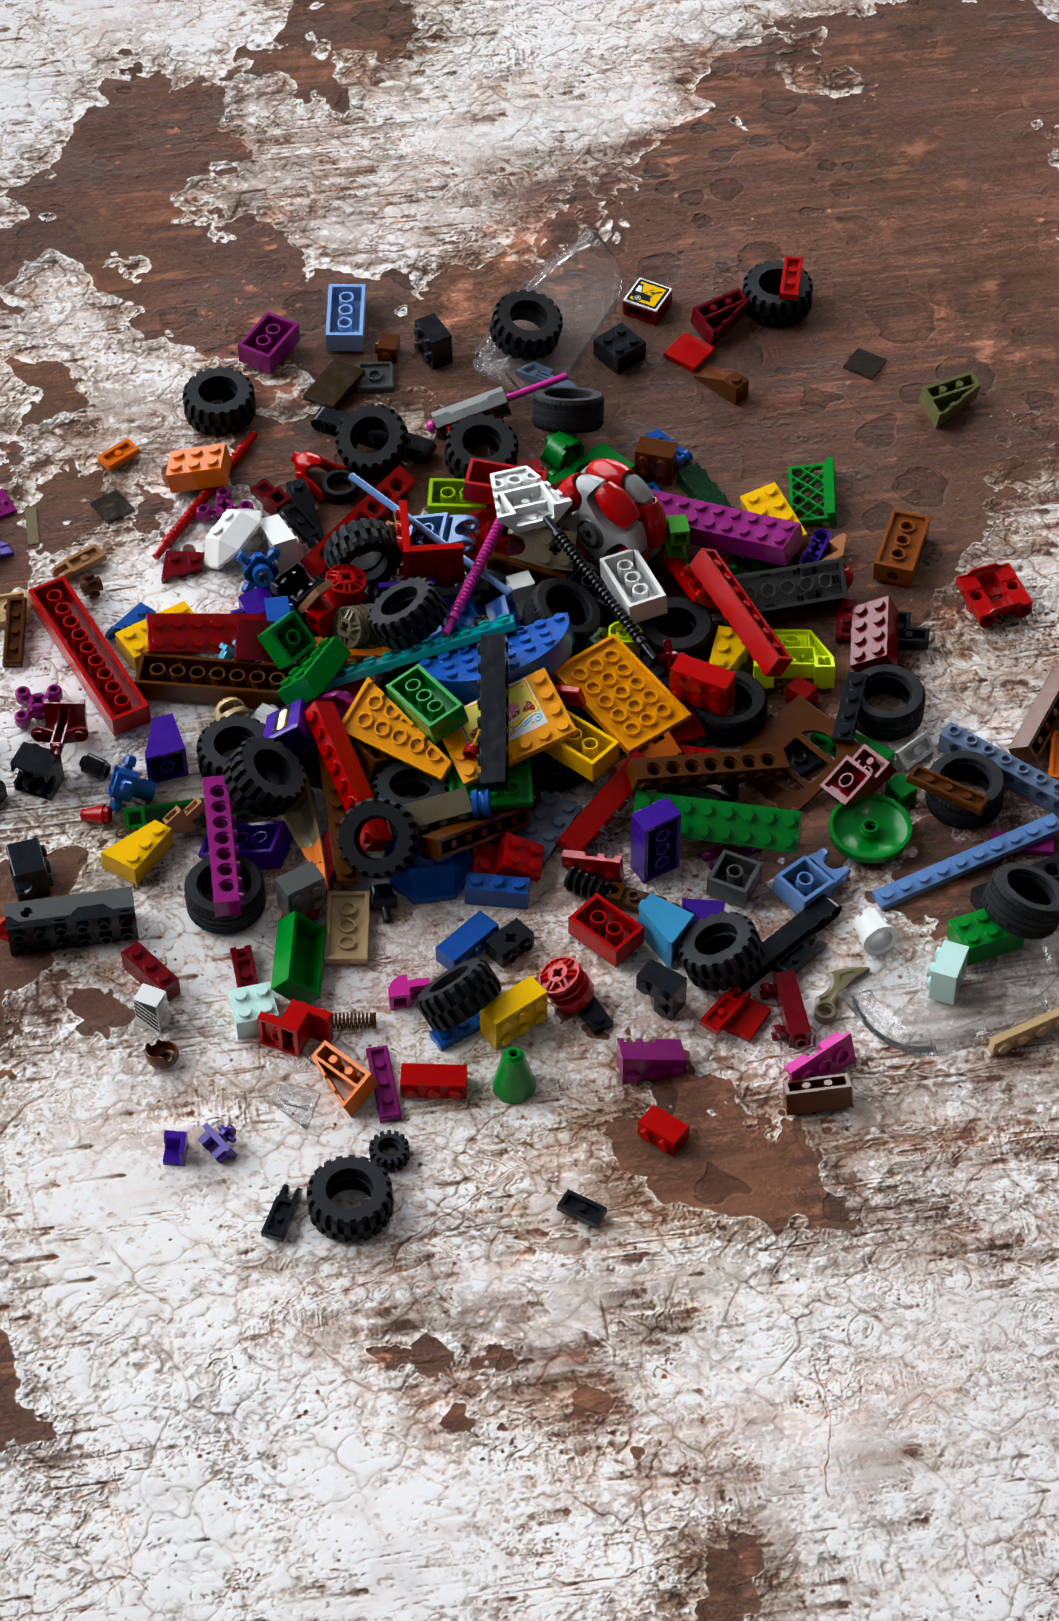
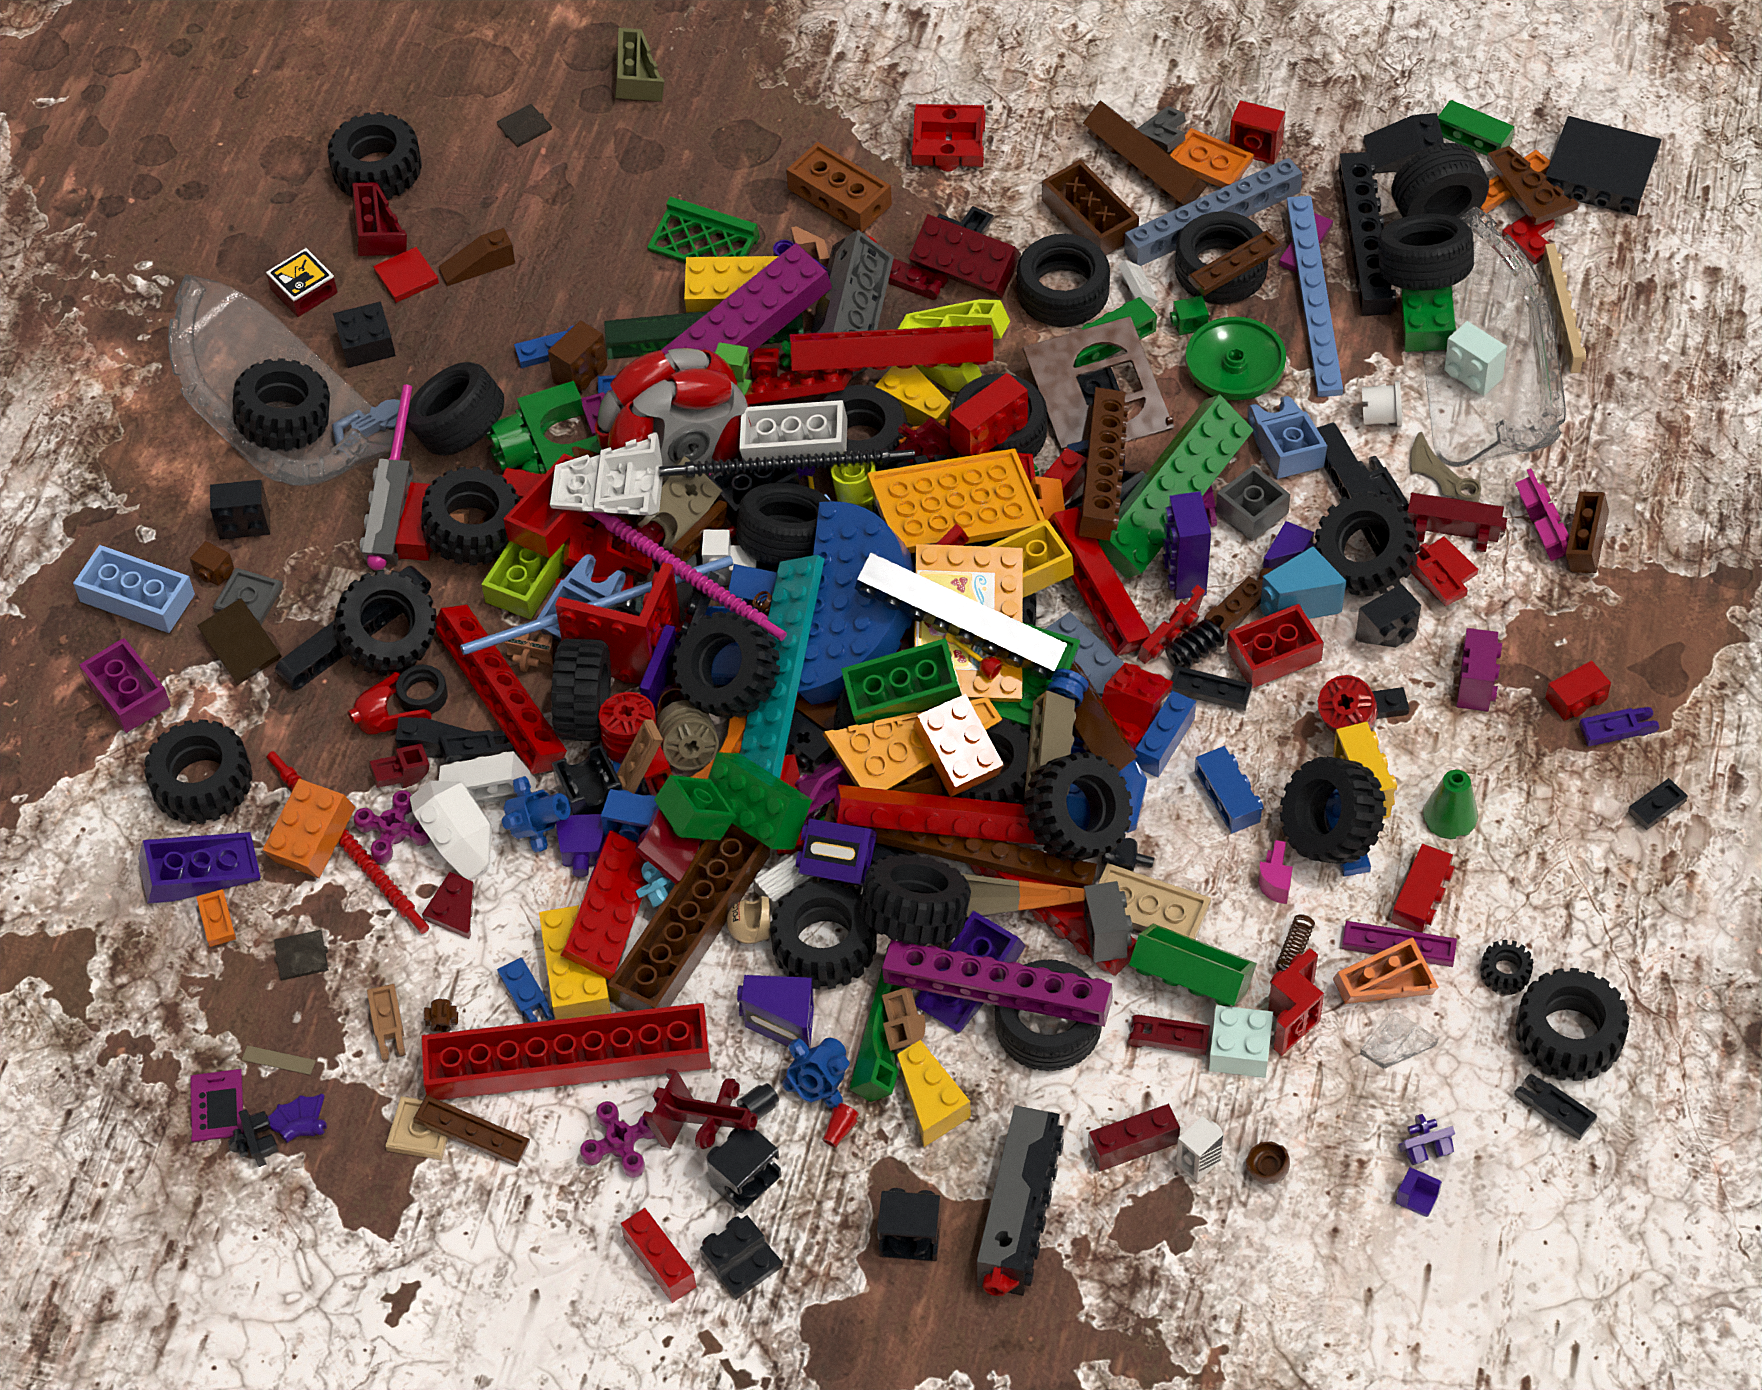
camera: 65 degrees left, 5 degrees up
(150, 428) = (196, 865): none -> dark purple slope
(397, 755) = (958, 745): none -> brick
(509, 943) = (1248, 744): black brick -> none
(554, 907) = (1211, 688): none -> black plate
(644, 1165) = (1617, 725): none -> dark purple hinge
(791, 278) = (380, 126): red plate -> none
(802, 687) = (1007, 352): red brick -> none
(849, 708) = (1073, 306): black plate -> none
(858, 776) = (1168, 338): dark red slope -> none
(969, 695) = (1089, 206): none -> reddish brown brick

